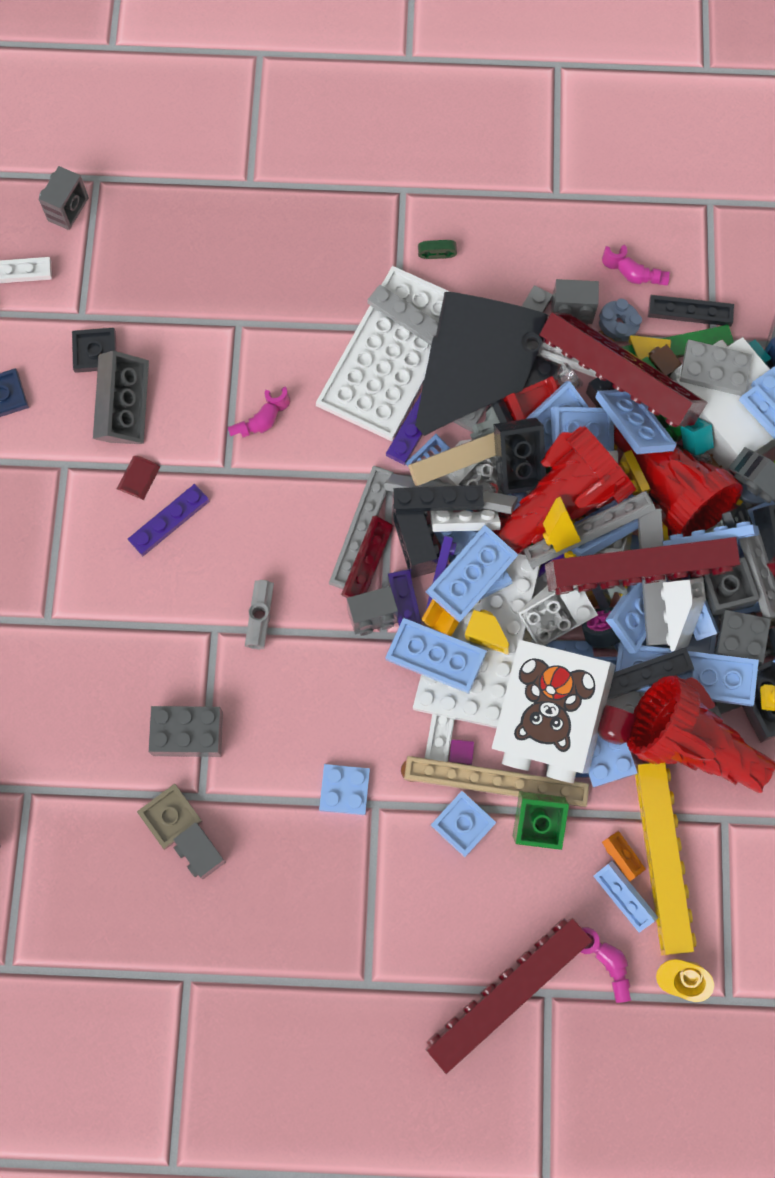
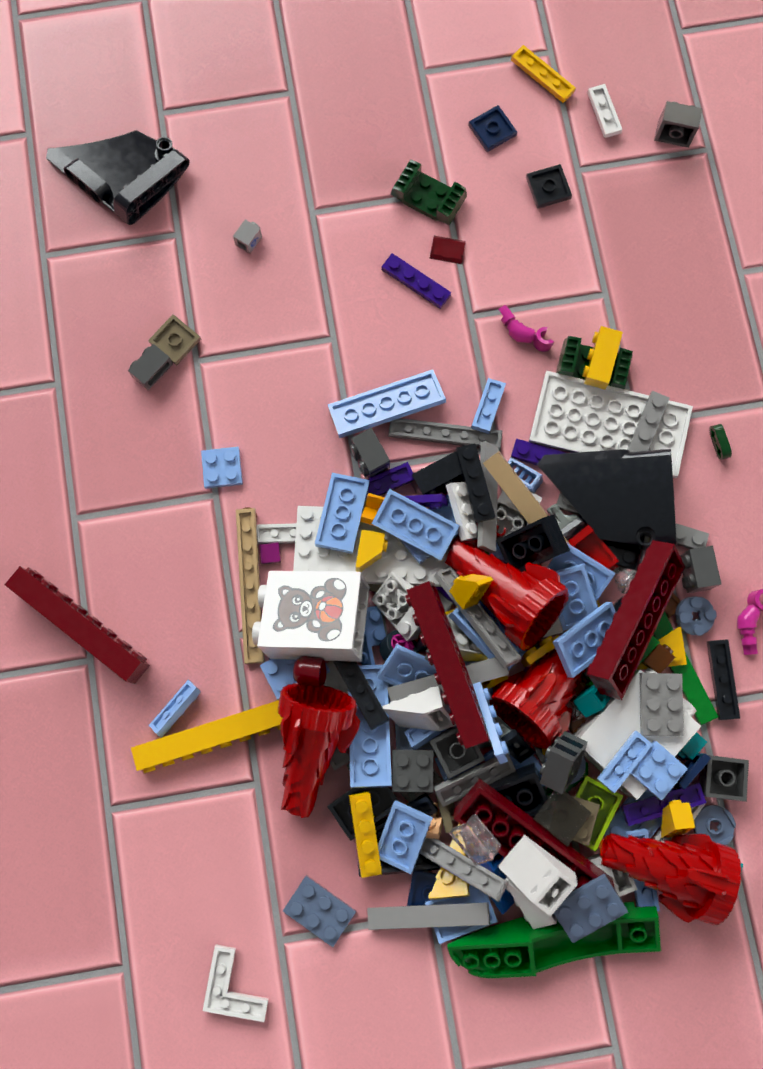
camera: 80 degrees right, 5 degrees up
(58, 701) = (247, 236): none -> light grey brick
(65, 482) = (428, 194): none -> dark green plate
(120, 398) = (509, 216): dark grey slope -> none
(185, 731) = (242, 335): dark grey brick -> none
(256, 627) = (337, 369): light grey piece -> none
(313, 583) = (386, 403): none -> light blue plate
(318, 339) = (602, 357): none -> yellow brick
(320, 351) = (574, 359): none -> dark green plate
(342, 472) = (488, 406): none -> light blue plate
(367, 557) = (416, 443): dark red tile -> none
(463, 824) = (210, 565): light blue plate -> none
(540, 820) = (221, 625): green brick -> none
(614, 962) = (123, 705): dark pink piece -> none
(623, 855) = (208, 701): orange plate -> none
(685, 980) = (115, 769): yellow piece -> none

